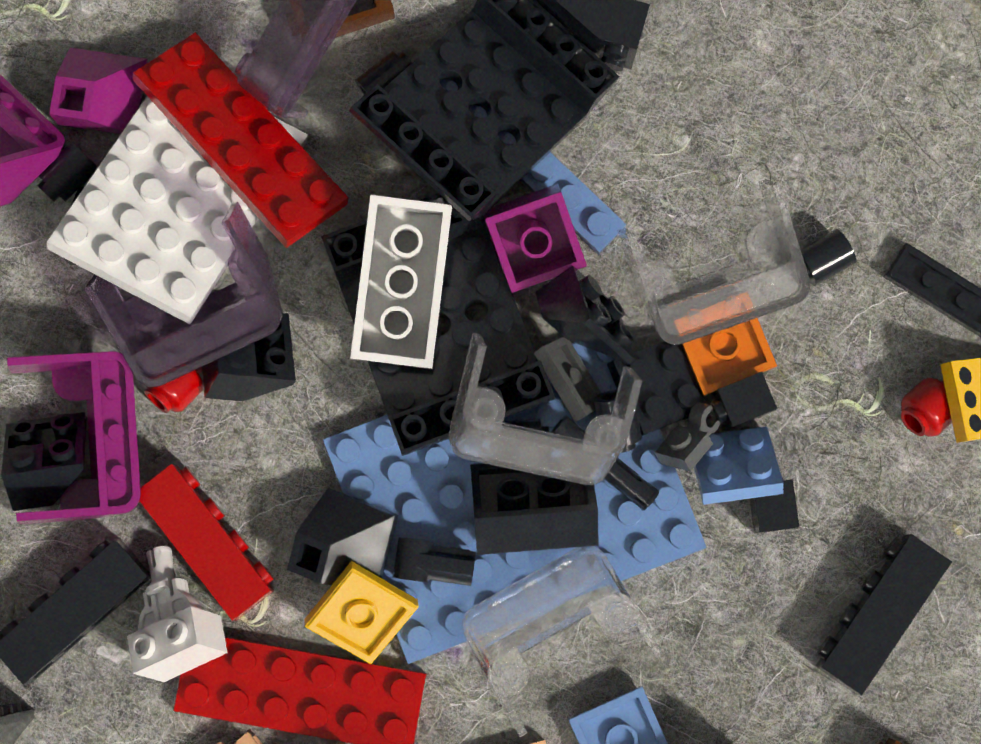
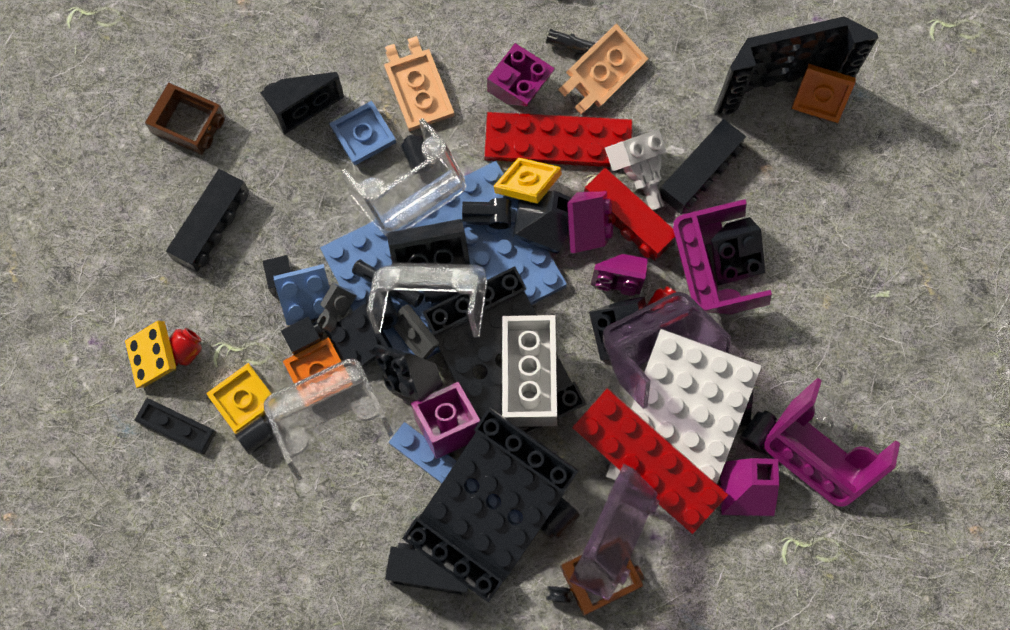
camera: 175 degrees right, 10 degrees down
(231, 443) = (620, 273): none -> magenta slope
(272, 526) = (589, 221): none -> magenta slope
(539, 695) = (412, 150): none -> black brick
(841, 320) = (240, 398): none -> yellow tile

